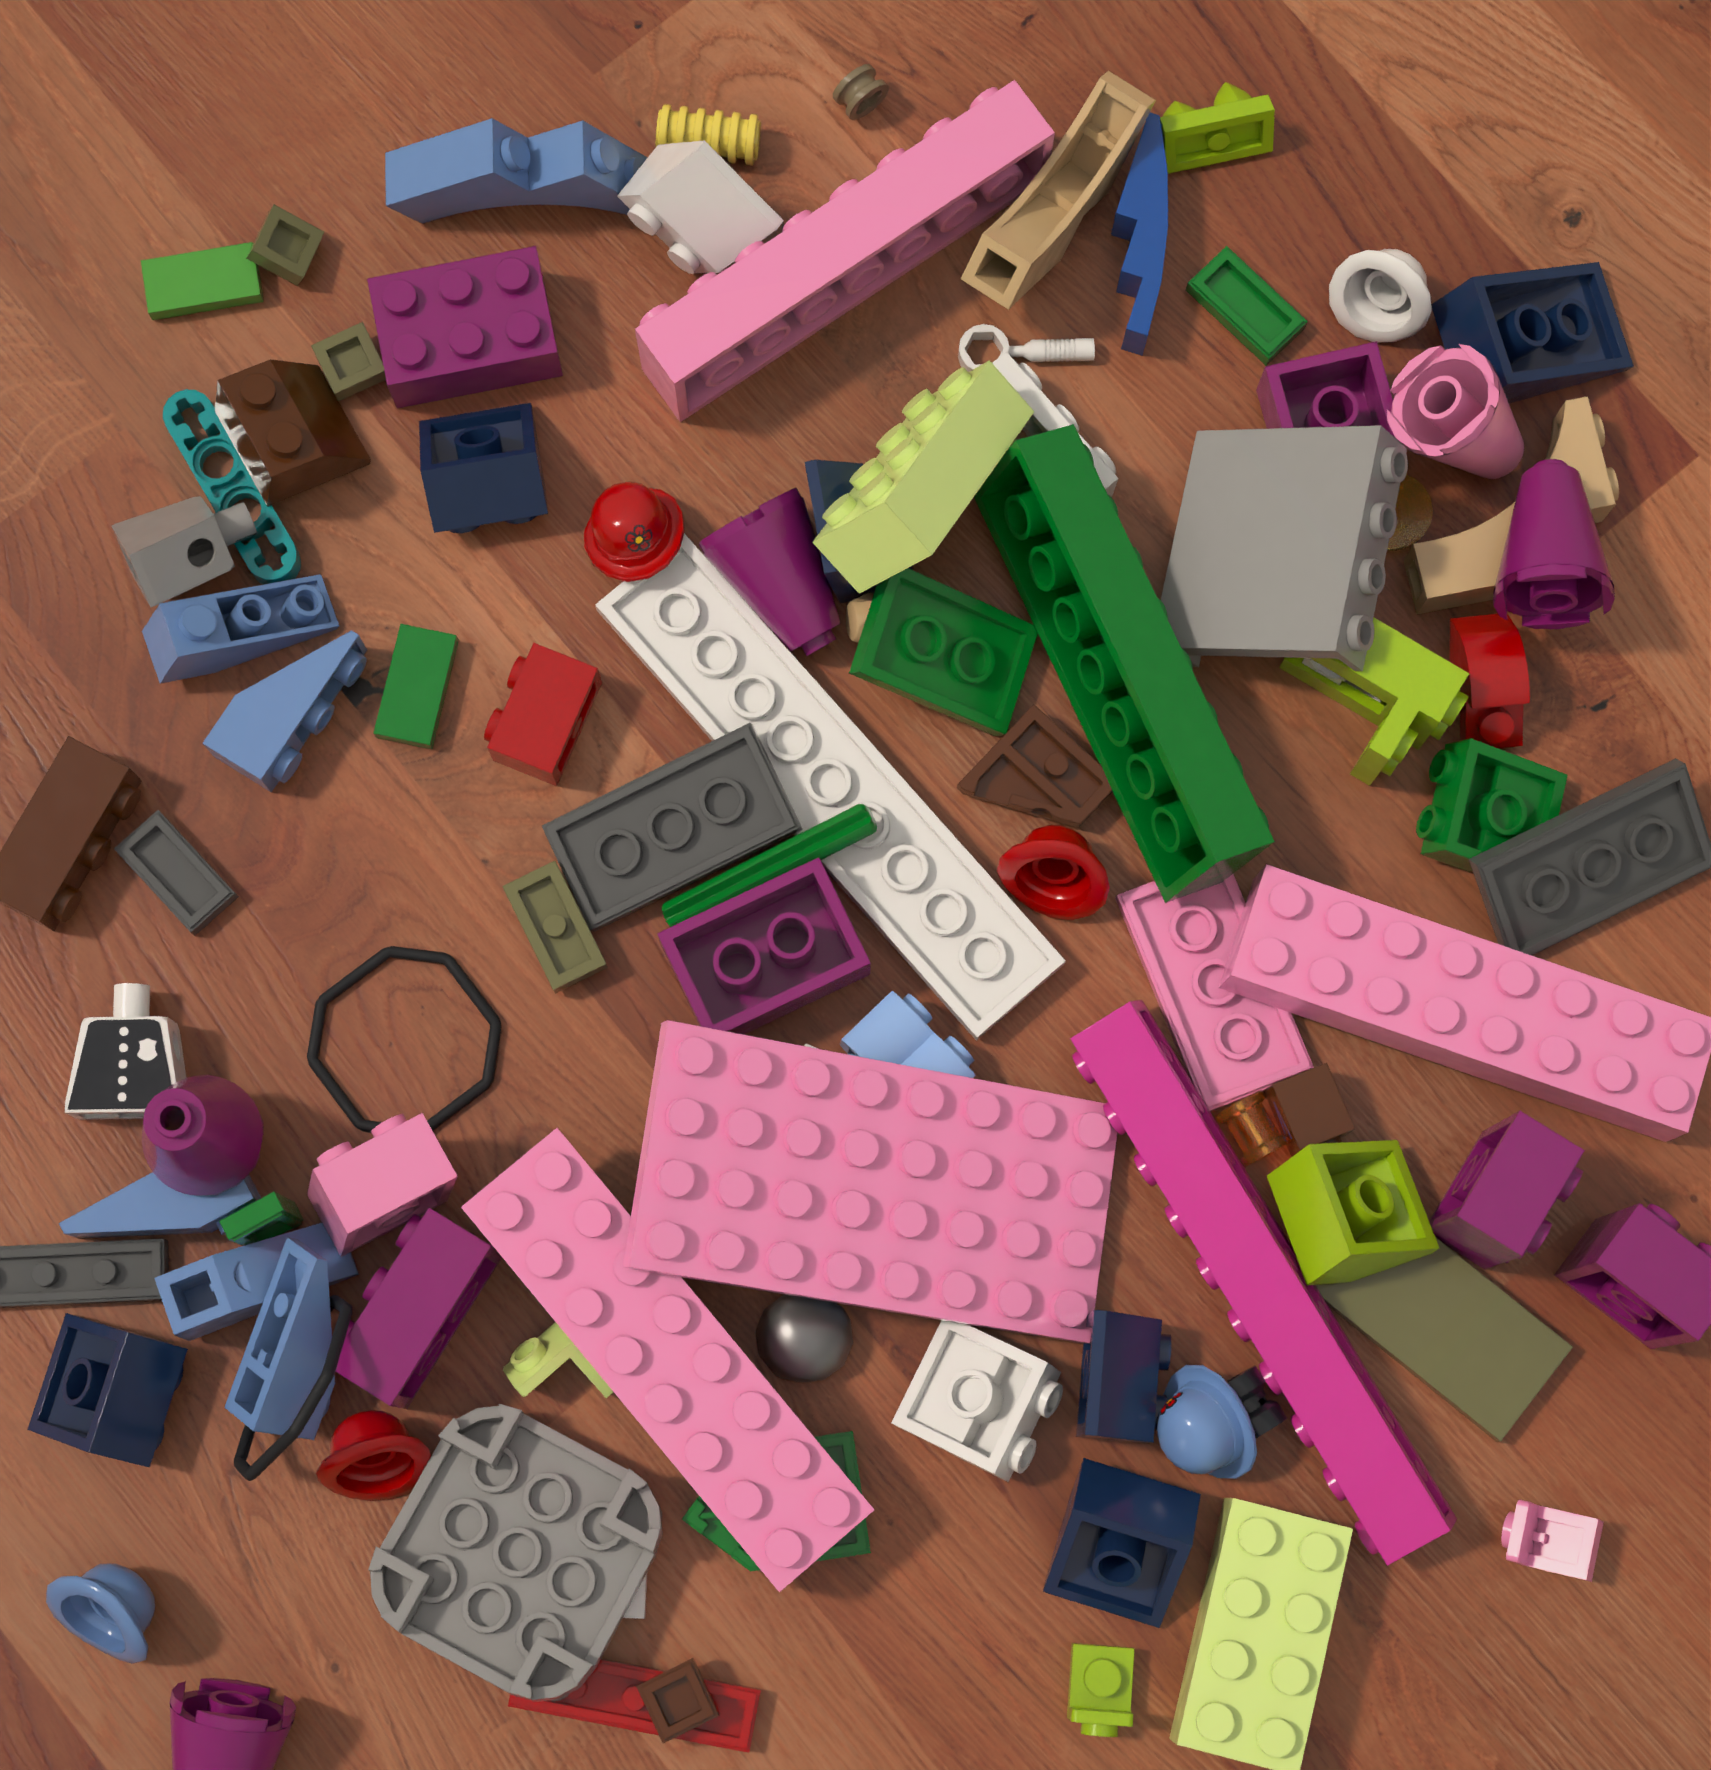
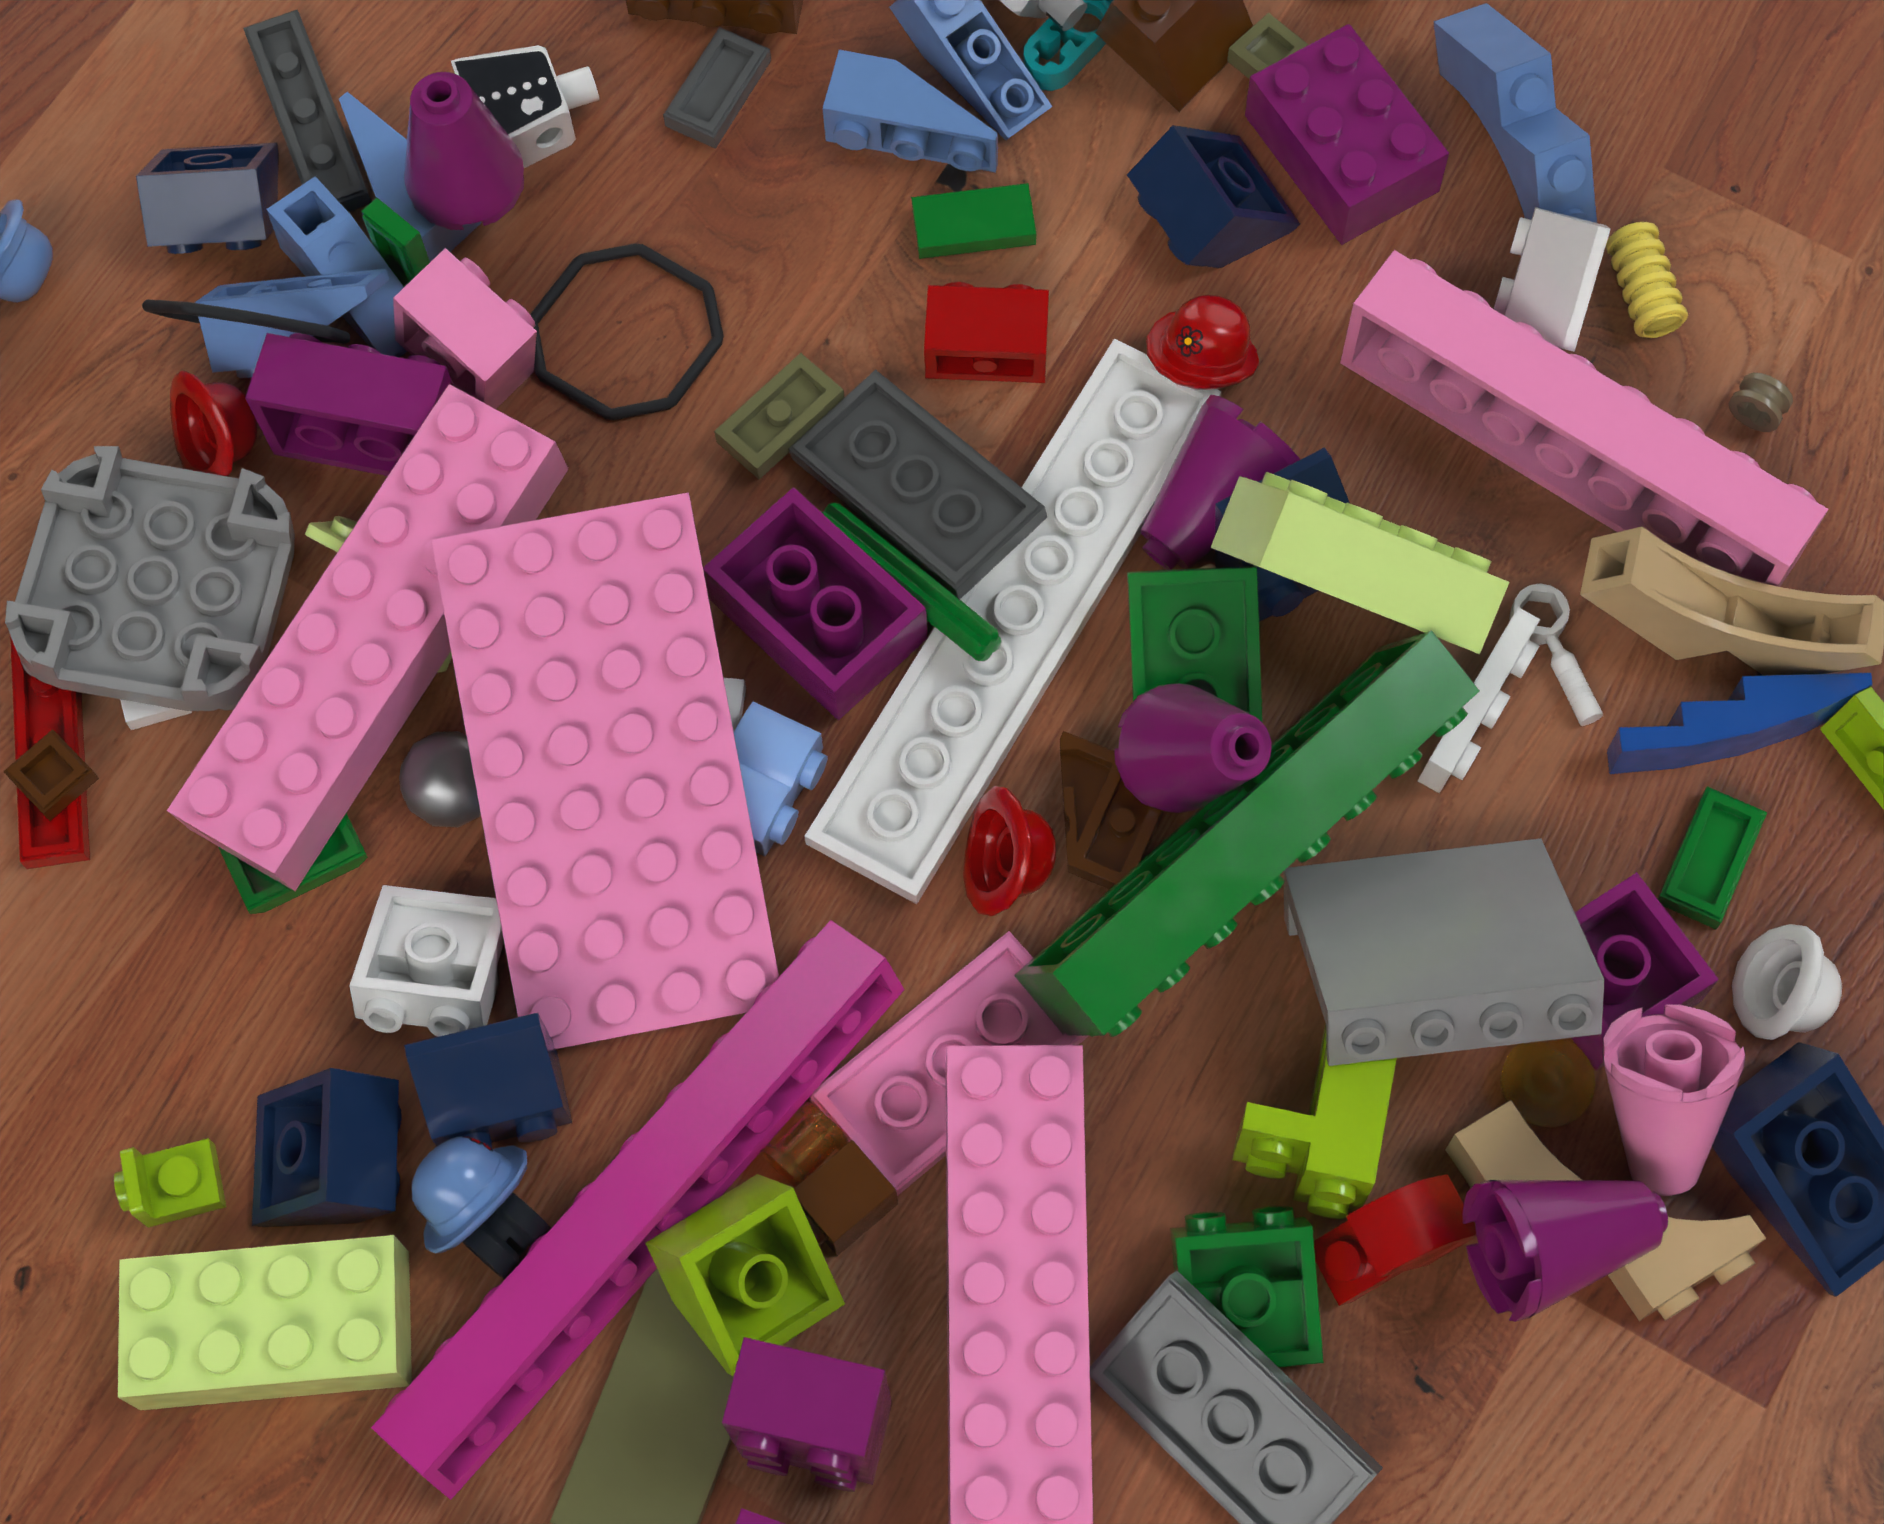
camera: 75 degrees right, 10 degrees down
(1035, 676) = (1187, 747): none -> magenta cone

